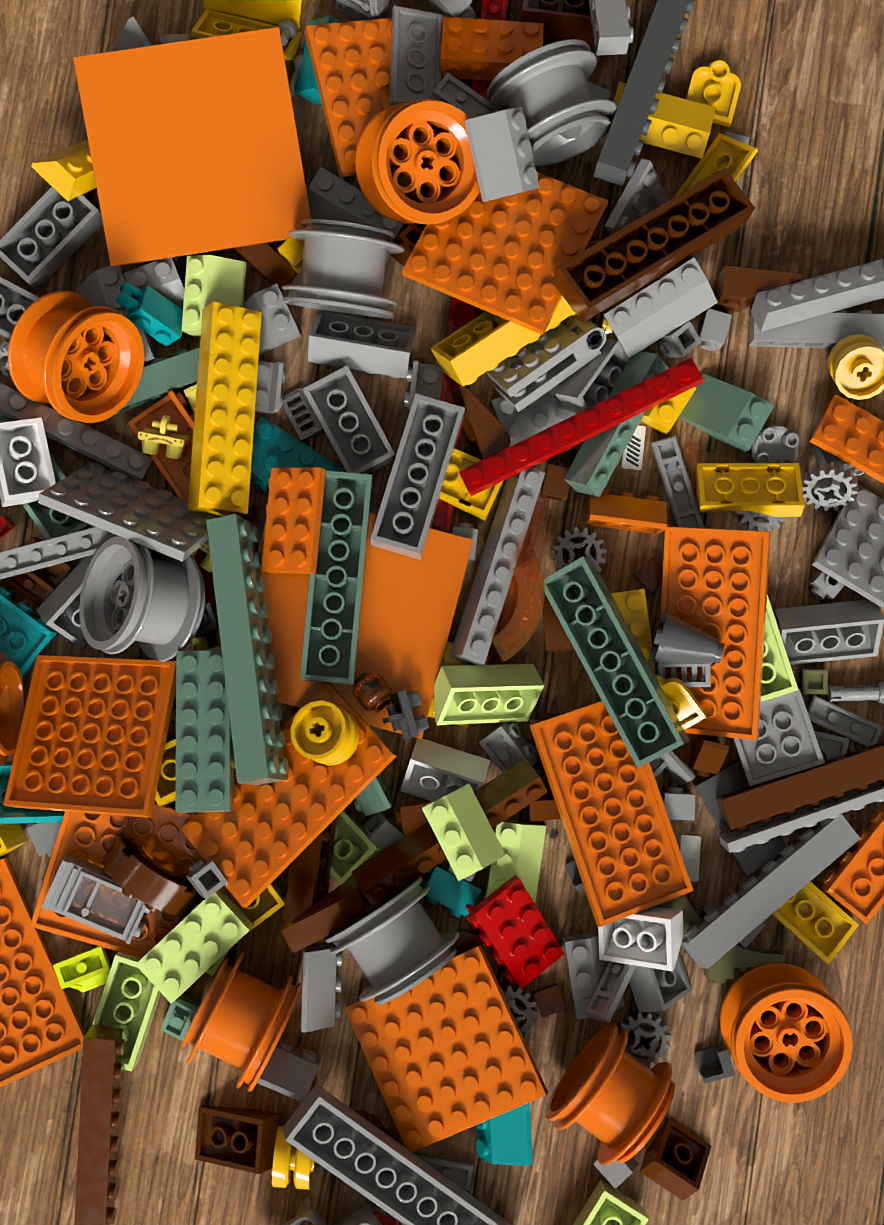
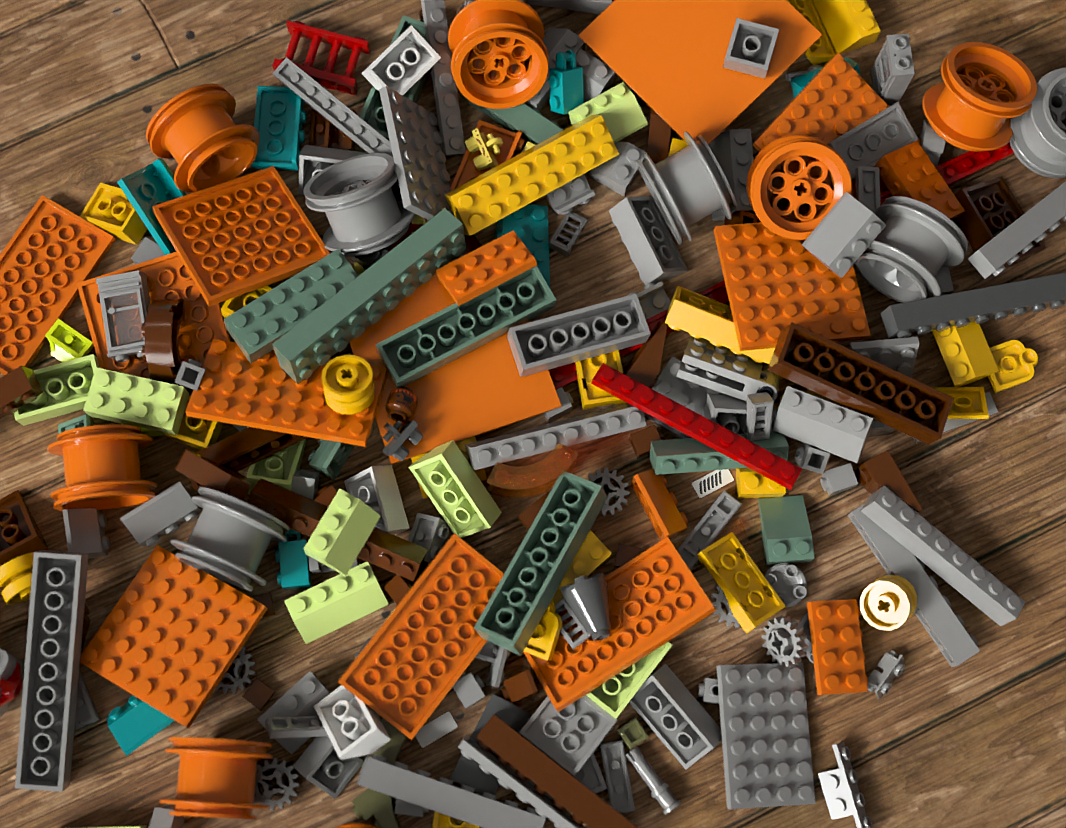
camera: 55 degrees right, 10 degrees down
(247, 106) = (750, 48): none -> light grey brick
(287, 31) = (828, 46): light grey bar -> none
(349, 422) = (585, 266): light grey brick -> none
(515, 933) = (293, 629): red bracket -> none
(609, 360) = (755, 403): none -> light grey slope

